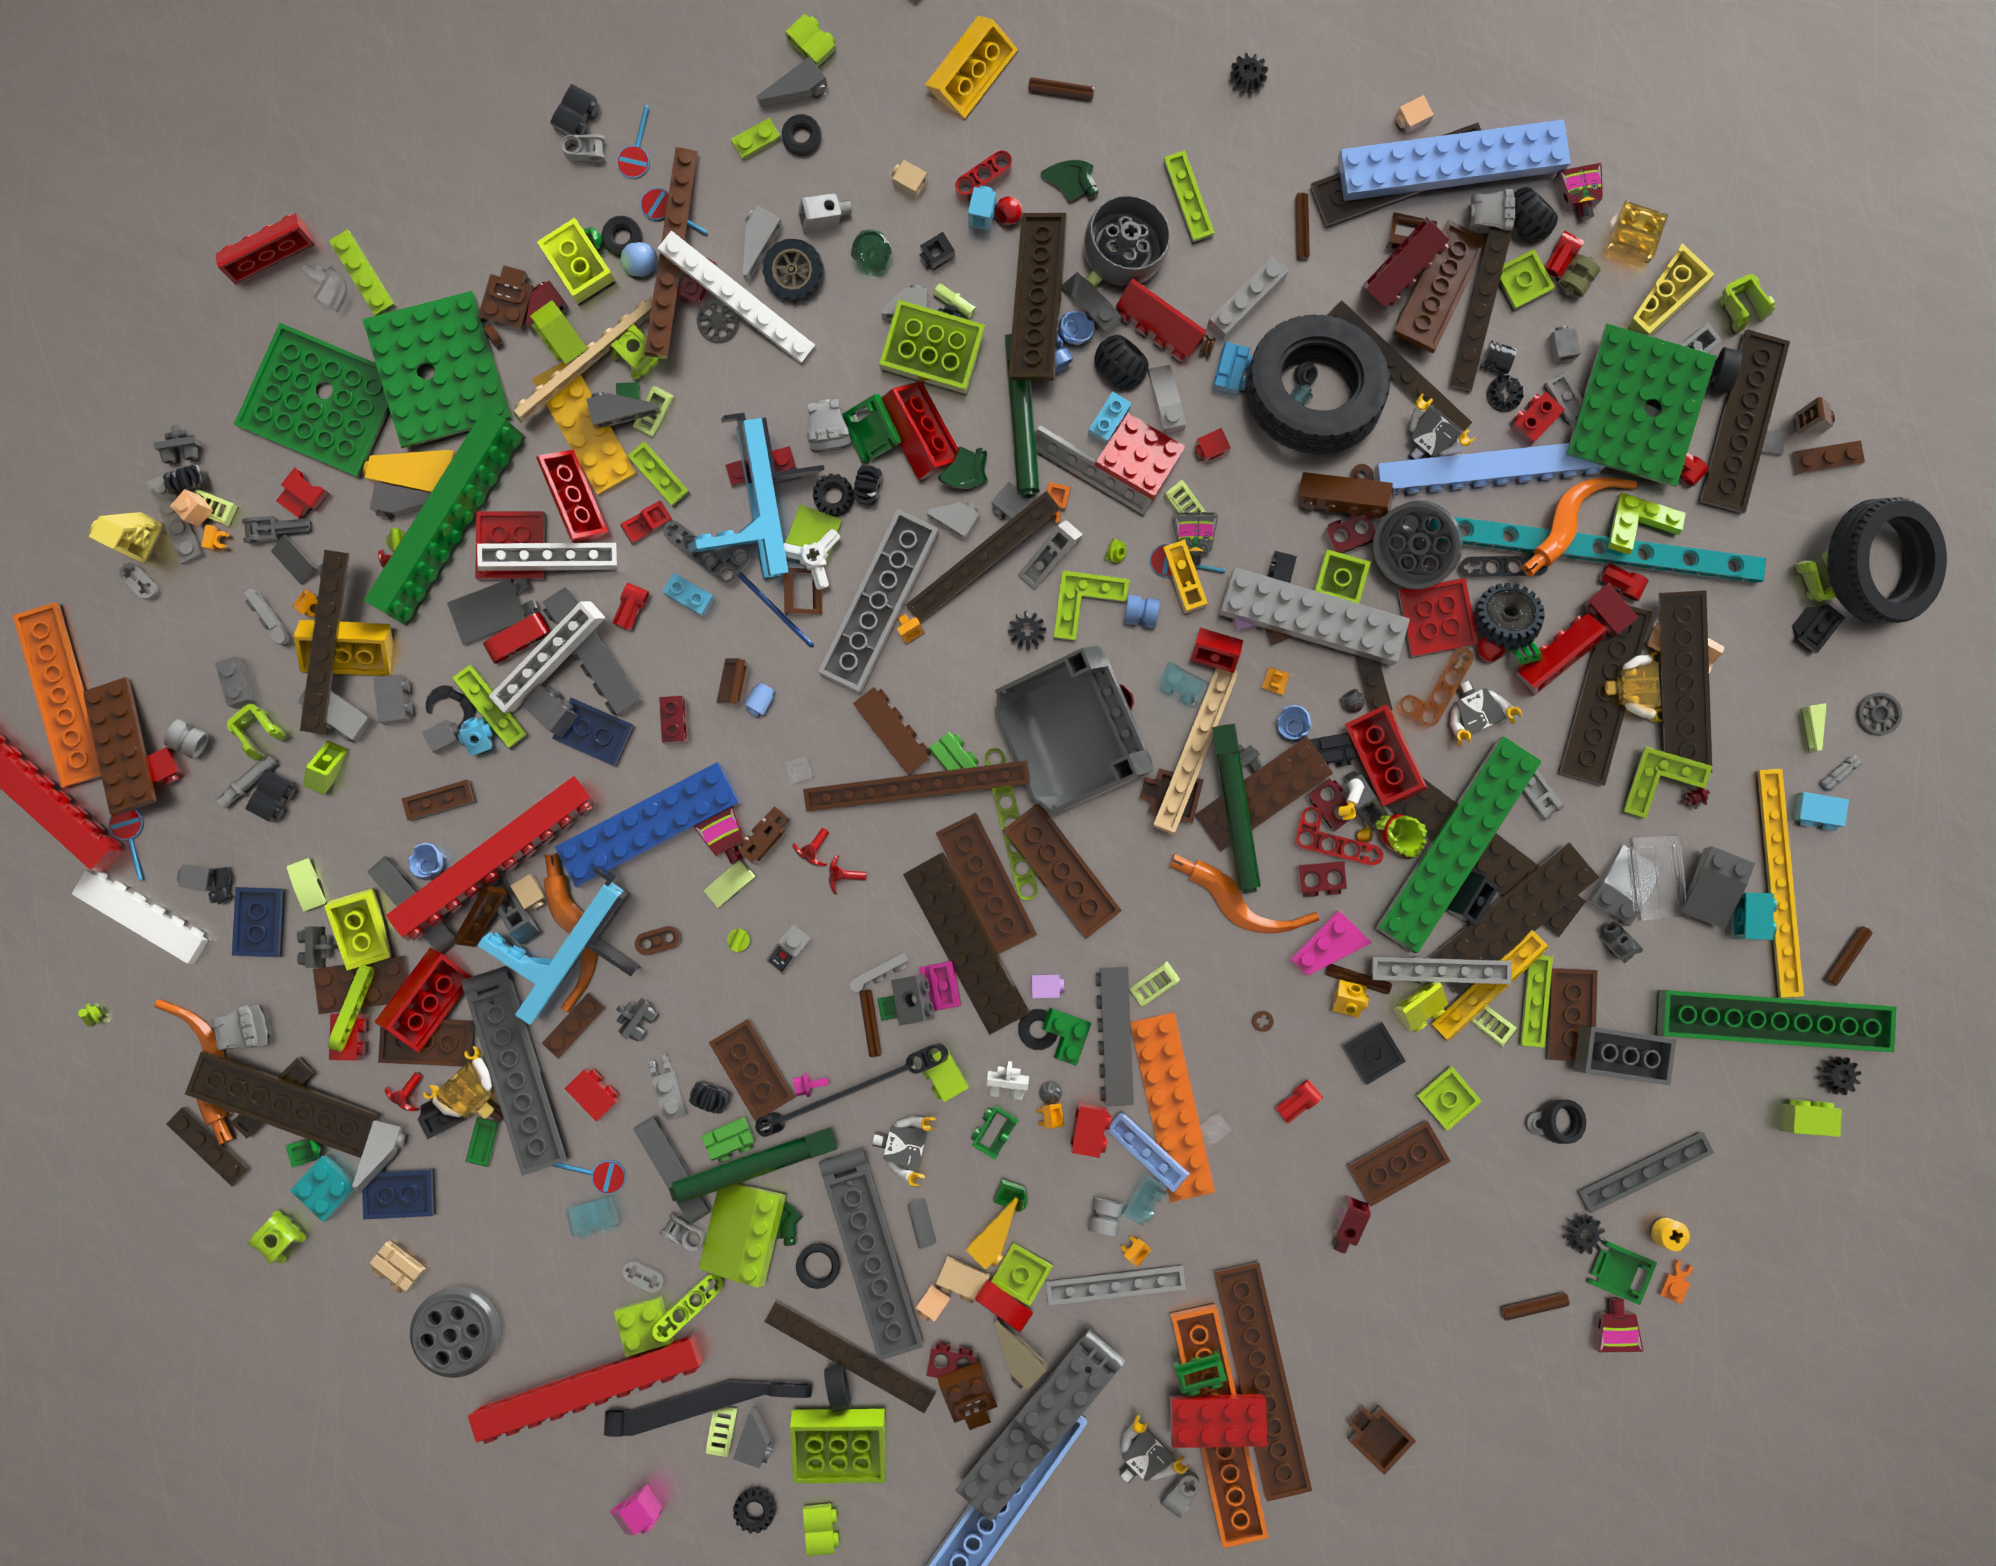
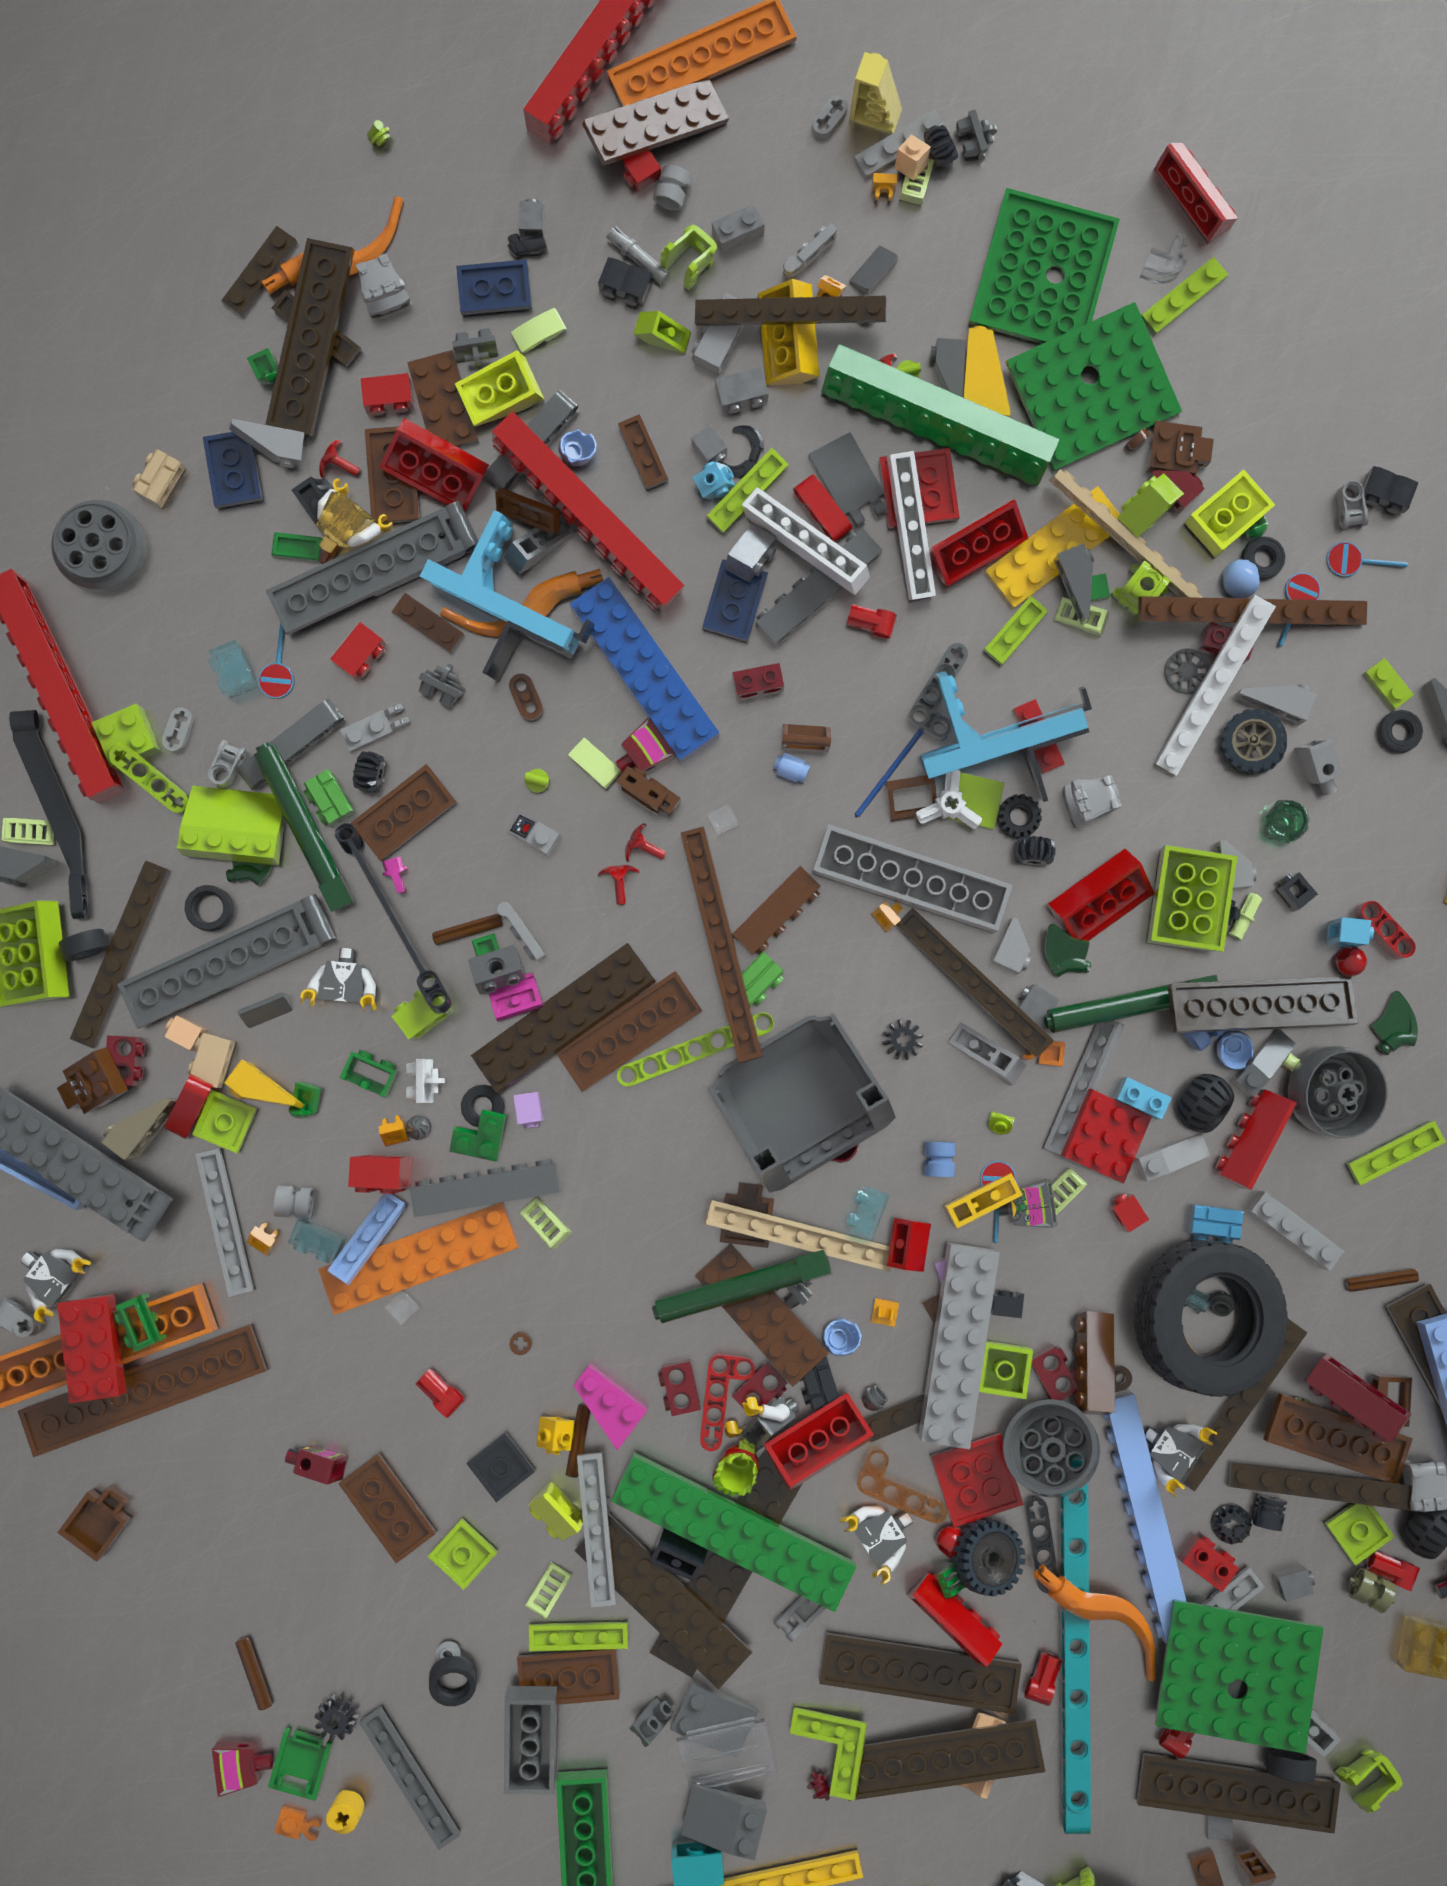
camera: 75 degrees right, 0 degrees up
(126, 827) = (574, 142): piece -> none
(140, 916) = (484, 169): white brick -> none
(267, 528) = (903, 239): dark grey connector -> none
(284, 1230) = (180, 358): lime piece -> none
(299, 494) = (942, 266): red piece -> none
(324, 1188) = (229, 393): teal brick -> none
(351, 1008) = (415, 392): lime beam -> none
(529, 892) = (559, 558): tan brick -> none
(646, 522) = (962, 625): red slope -> none
(688, 595) = (891, 679): medium azure brick -> none
(874, 432) = (1091, 850): green container -> none
(909, 178) = (1370, 851): tan brick -> none
(1062, 870) = (652, 1109): reddish brown plate -> none
(1079, 585) = (956, 1084): lime plate -> none
(1207, 345) = (1236, 1193): reddish brown bush -> none
(1230, 898) = (644, 1293): orange animal -> none
(1482, 994) = (575, 1575): yellow plate -> none
(1610, 610) = (1009, 1668): dark red brick -> none
(1633, 510) = (1123, 1680): lime plate -> none
(1639, 687) = (930, 1709): clear yellow torso -> none
(1672, 292) = (1374, 1699): light yellow wedge -> none

